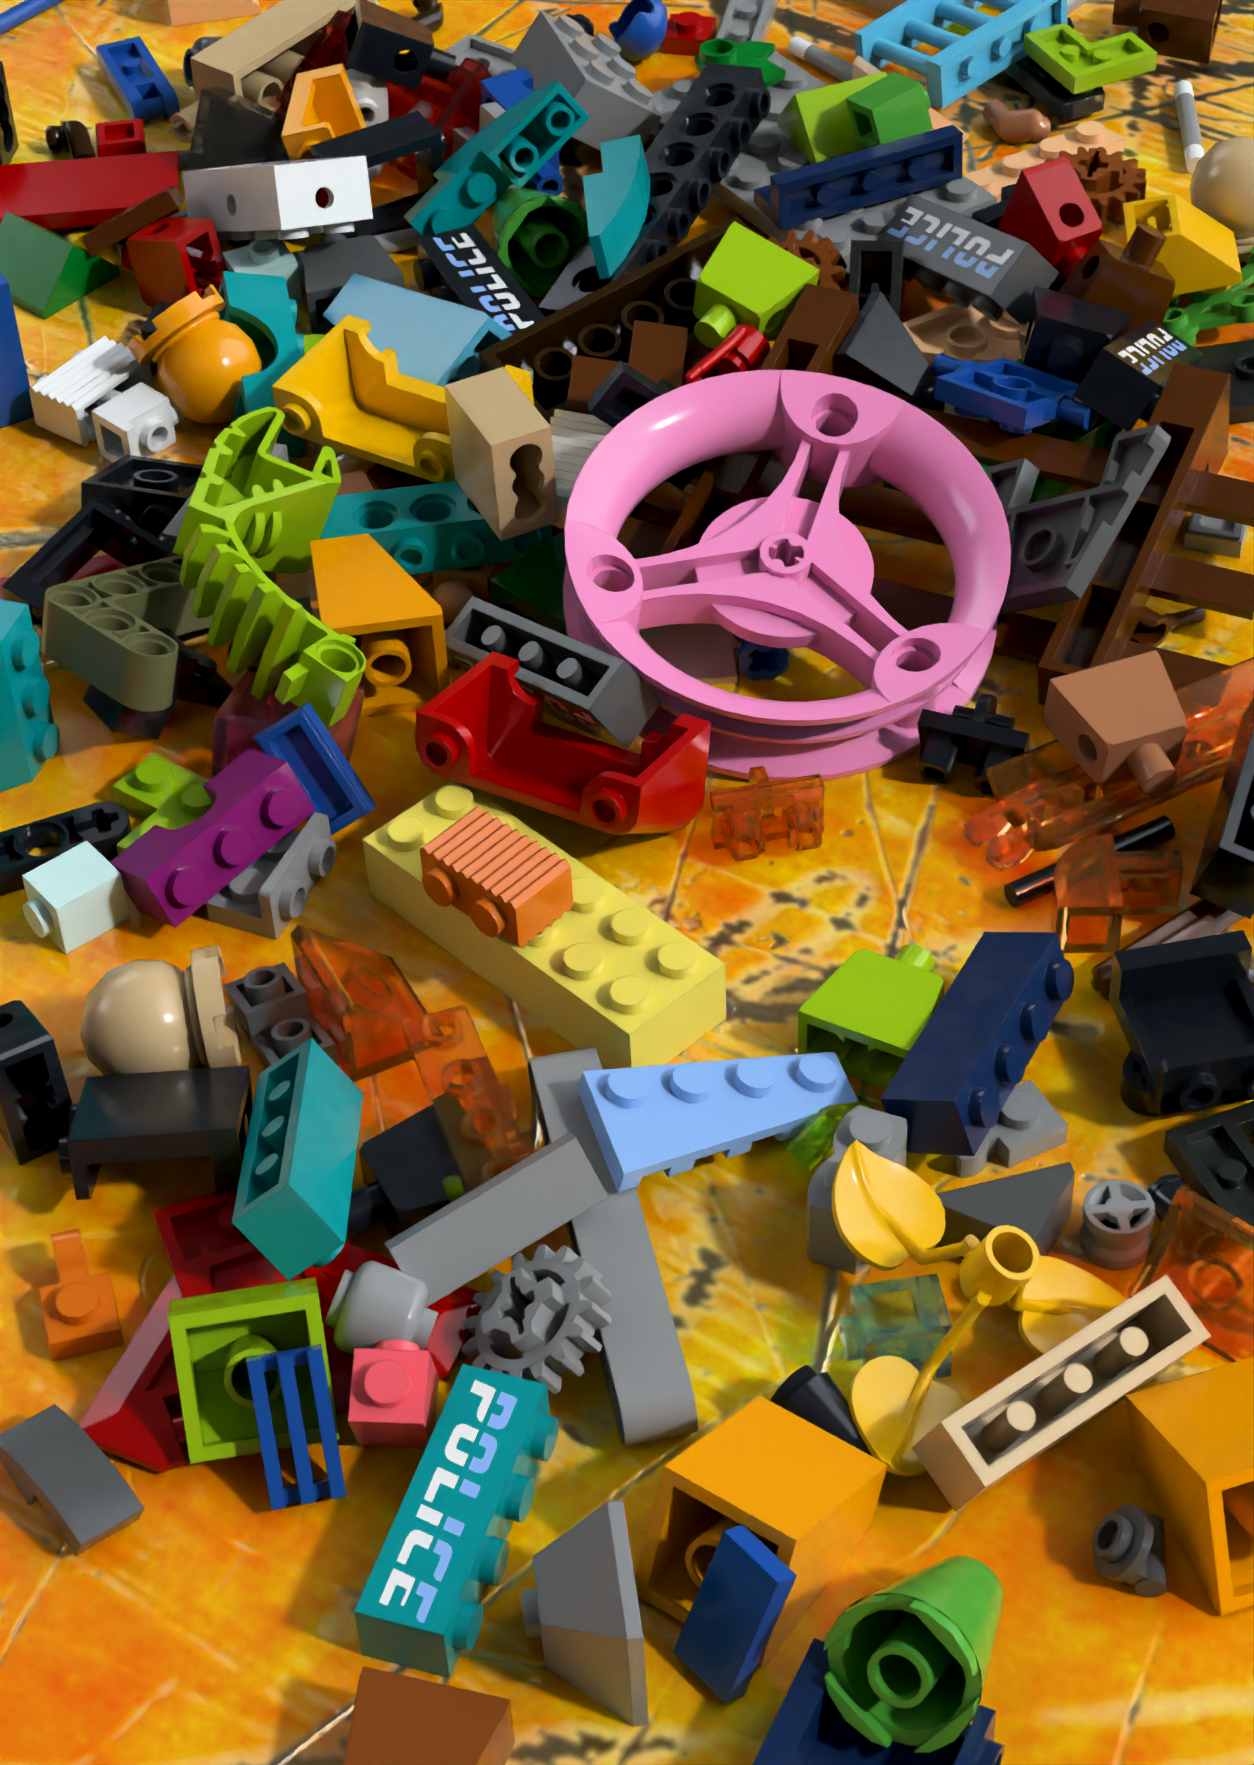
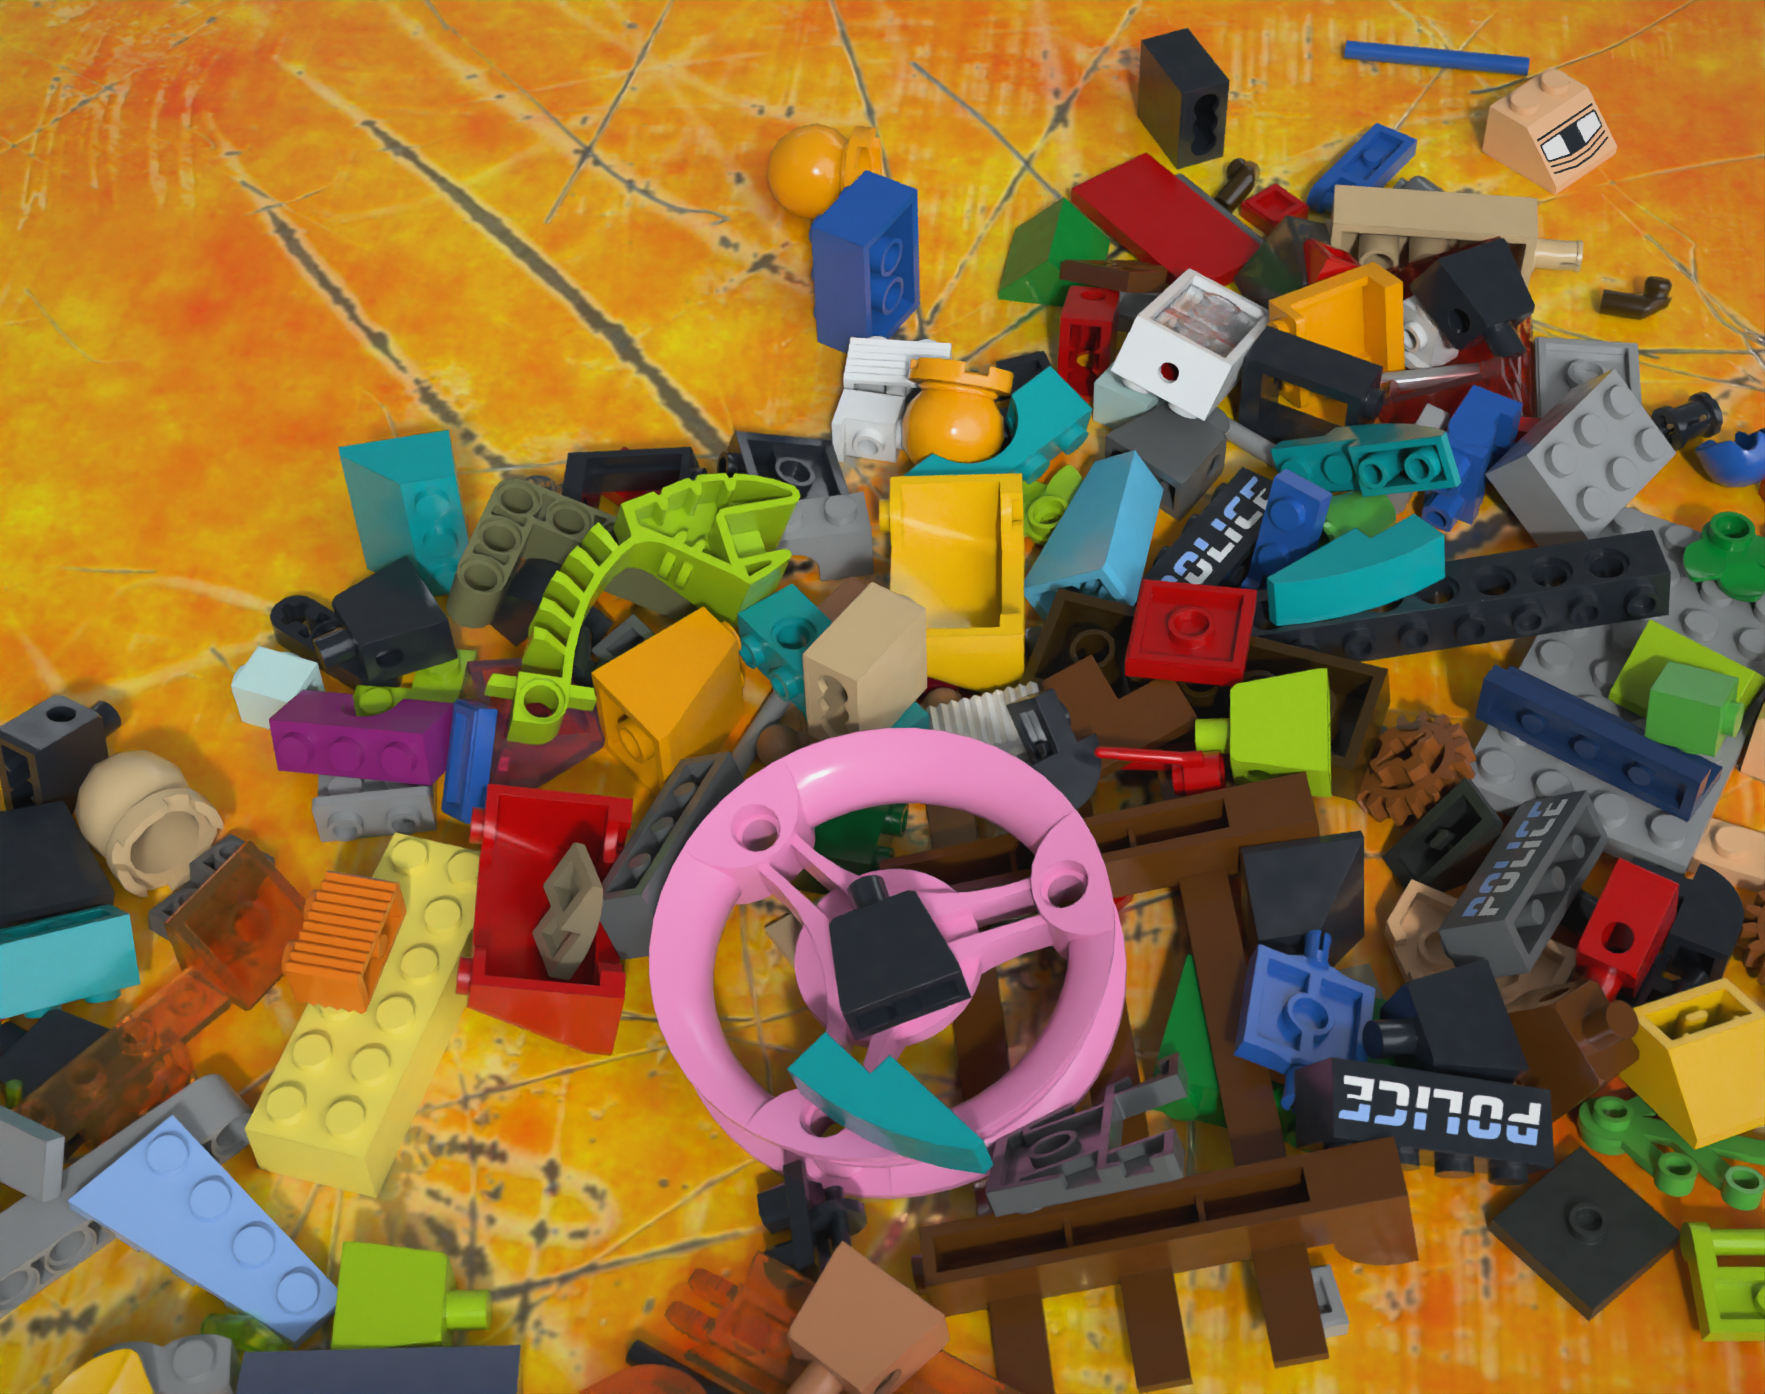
camera: 60 degrees right, 5 degrees up
(92, 773) = (388, 626): none -> black torso
(268, 99) = (1326, 261): none -> red slope
(534, 227) = (1288, 528): none -> blue plate
(586, 722) = (574, 913): none -> dark tan slope
(612, 289) = (1191, 633): none -> red plate
(768, 812) = (633, 1100): clear orange hips -> none
(833, 523) = (890, 960): none -> black torso
(964, 589) = (887, 1108): none -> teal slope
(1154, 627) = (1098, 1310): reddish brown hand -> none

